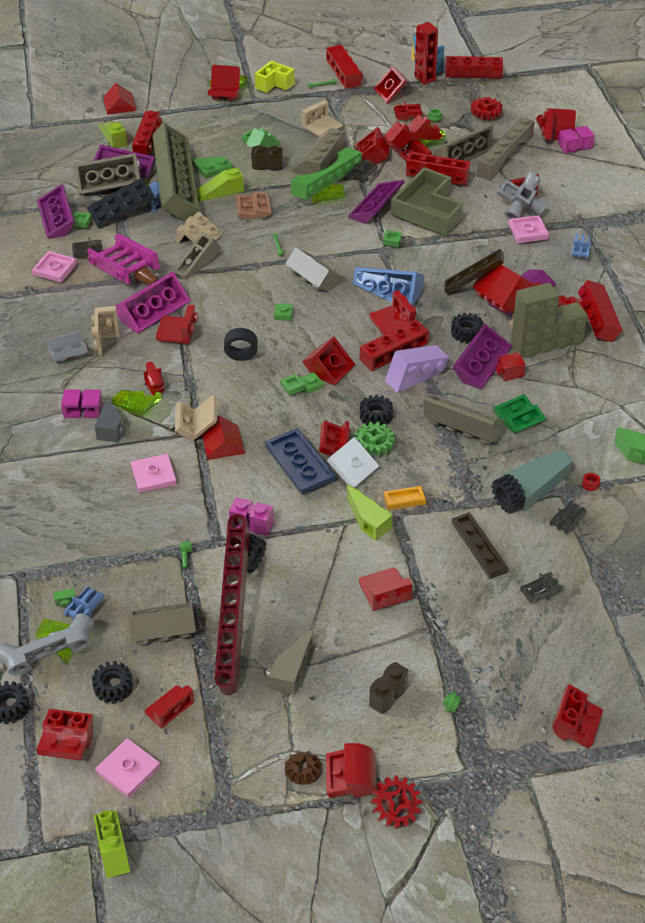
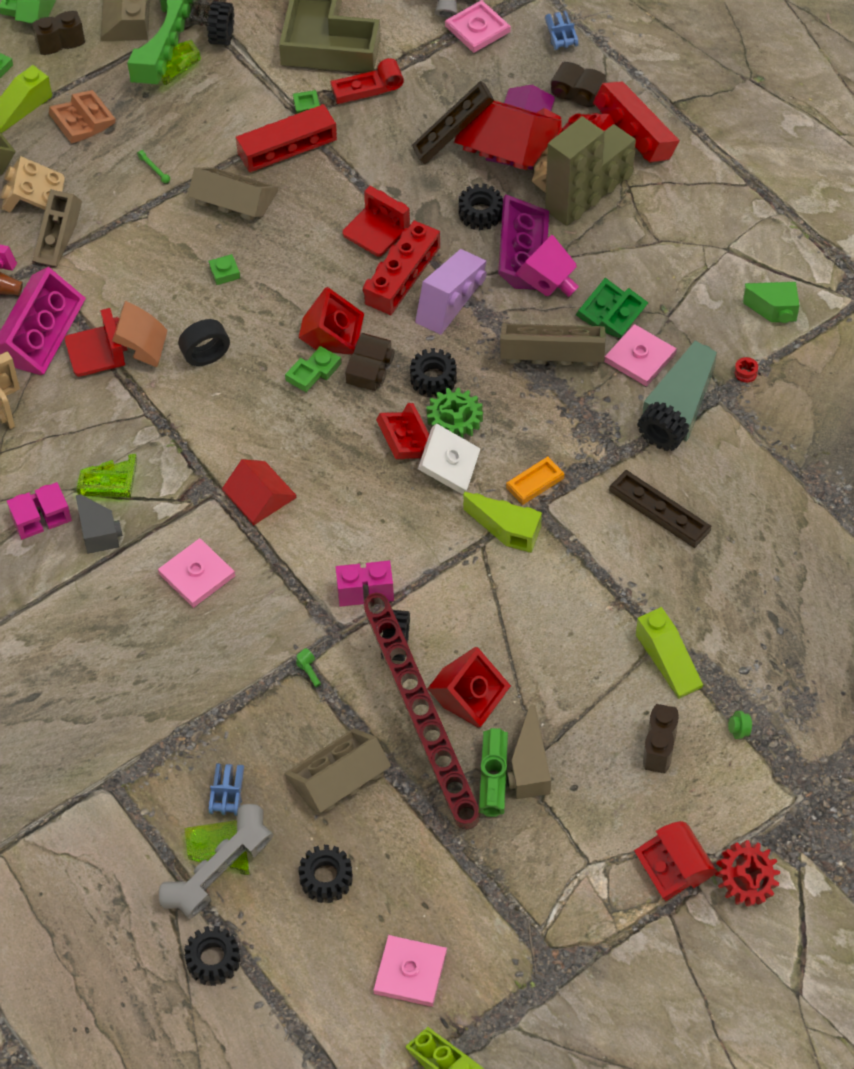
camera: 25 degrees left, 10 degrees up
(64, 597) = (196, 791): bright green plate -> none
(65, 734) = (314, 964): red brick -> none
(153, 378) = (114, 437): red arm -> none
(170, 705) = (412, 871): red panel -> none
(194, 422) = (212, 474): tan bracket -> none
(205, 326) = (141, 333): none -> nougat slope
(256, 670) = (493, 786): none -> bright green piece
(280, 605) = (470, 687): none -> red slope
(300, 461) = (377, 481): dark blue plate -> none
(308, 774) = (606, 888): reddish brown gear -> none
(338, 390) = (369, 362): none -> dark brown brick
(365, 179) = (220, 23): none -> black tyre
(366, 251) = (286, 138): none -> red brick
(375, 201) = (250, 50): magenta slope -> none
(385, 282) = (343, 177): medium blue wedge -> none
(385, 588) = (583, 612): red bracket -> none
(428, 635) = (668, 652): none -> lime slope
(451, 239) = (384, 79): none -> red plate
(488, 375) = (549, 269): none -> dark pink torso
(510, 366) = (572, 240): red brick -> none
(521, 447) = (640, 355): none -> bright pink plate
(541, 588) = (765, 536): clear smoke arm -> none
(568, 517) = (745, 435): clear smoke arm -> none
(572, 278) = (577, 83): none -> dark brown brick

